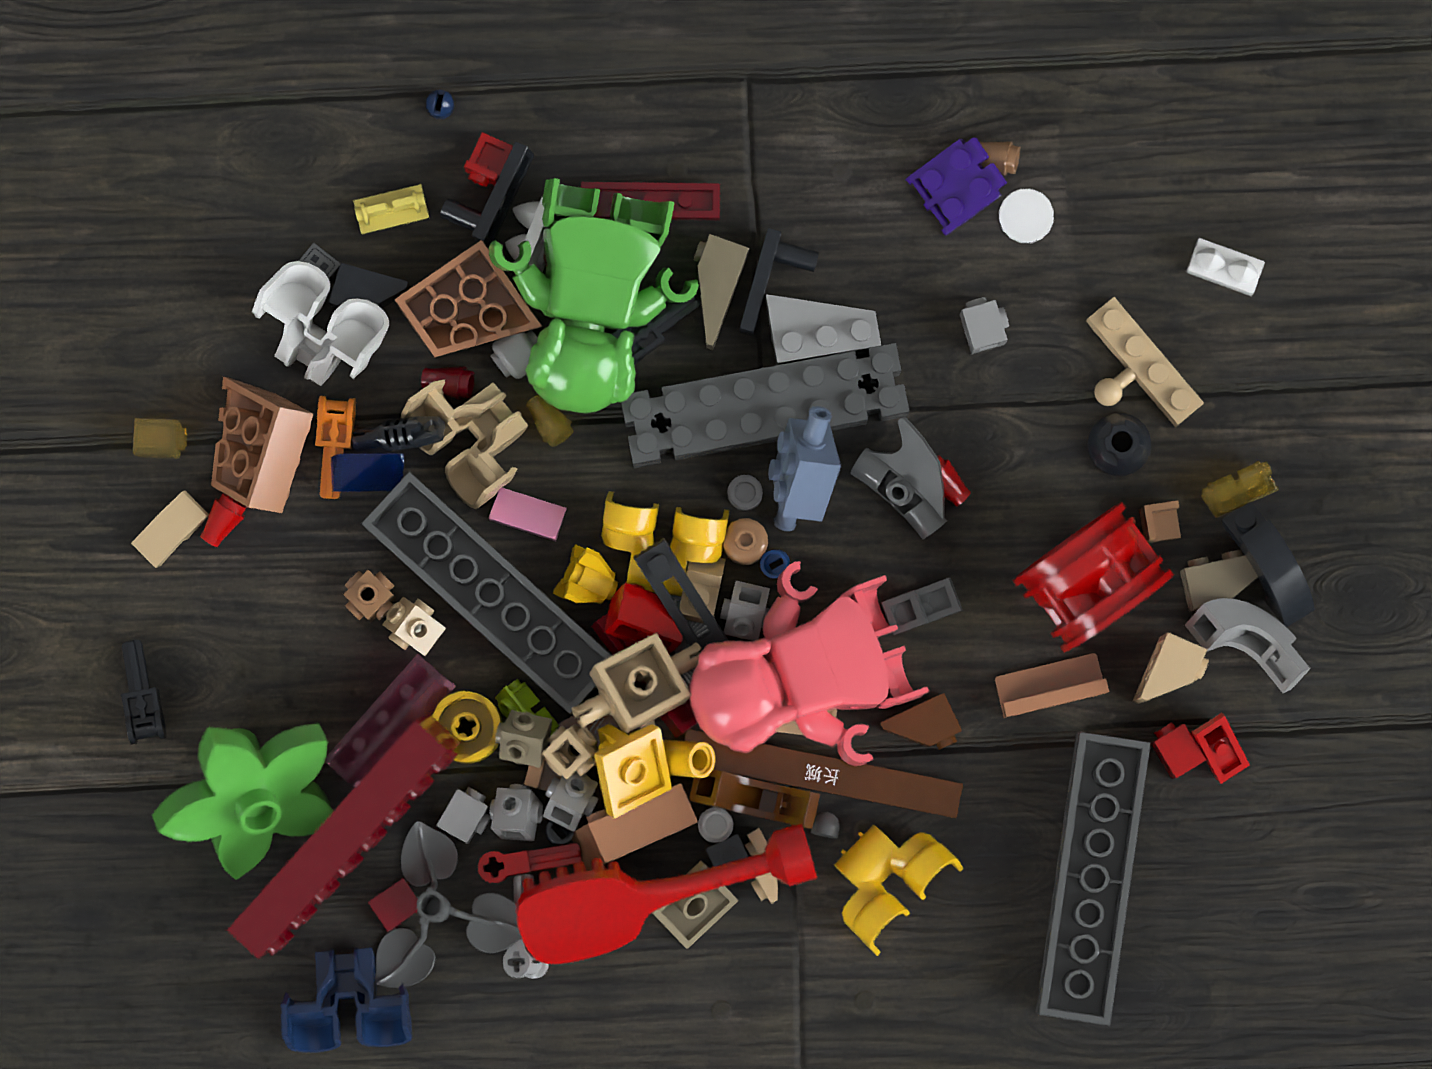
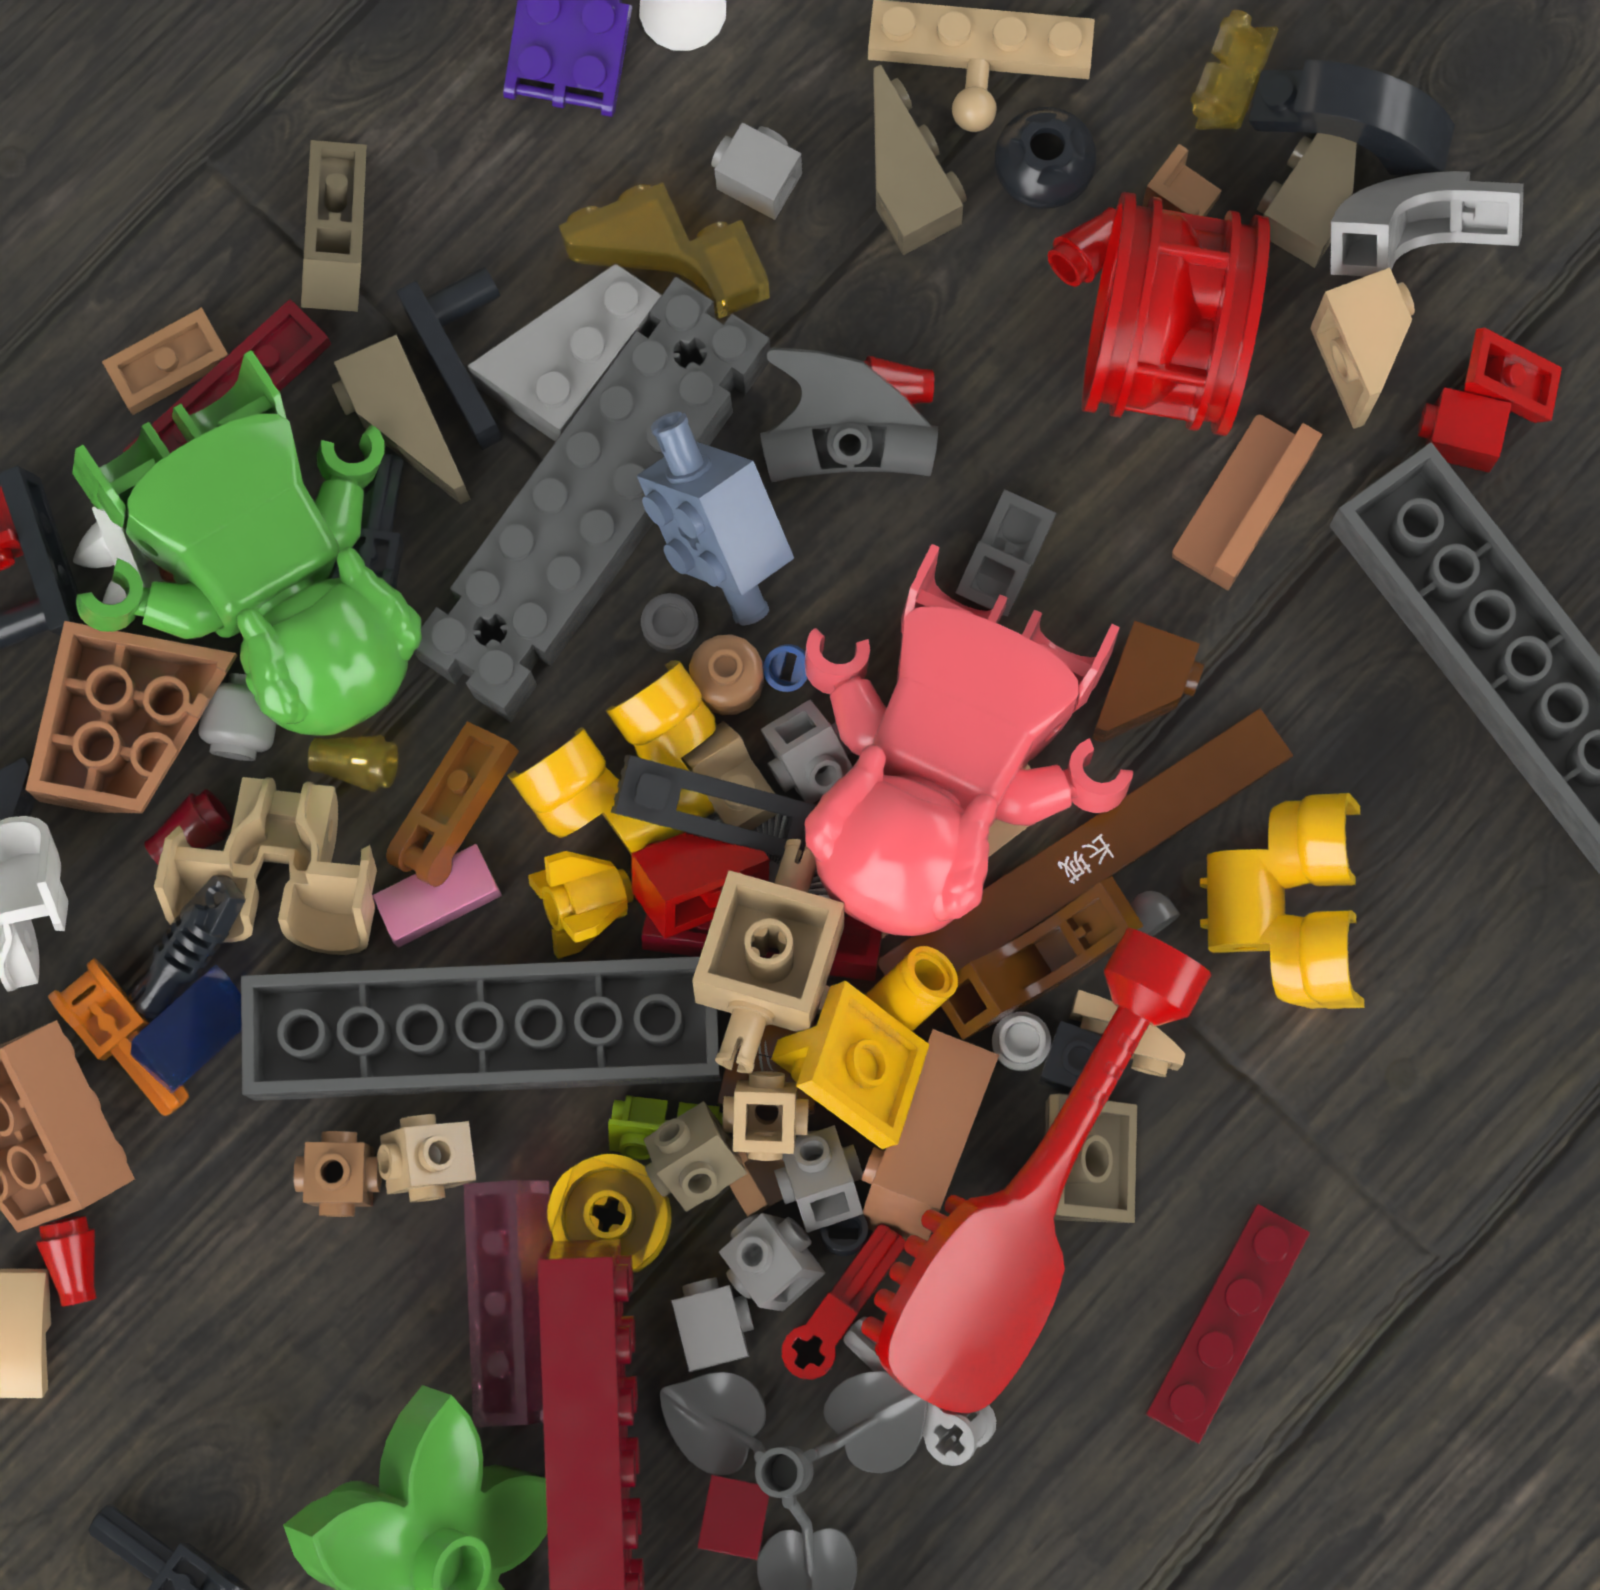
camera: 35 degrees left, 5 degrees down
(571, 481) = (451, 804): none -> dark orange plate
(639, 158) = (166, 361): none -> medium nougat plate
(683, 1030) = (1227, 1323): none -> dark red plate
(771, 167) = (334, 226): none -> dark tan slope
(906, 307) = (647, 234): none -> clear yellow arch
(1043, 399) = (911, 187): none -> dark tan slope
(1090, 503) = (1081, 251): none -> red cone

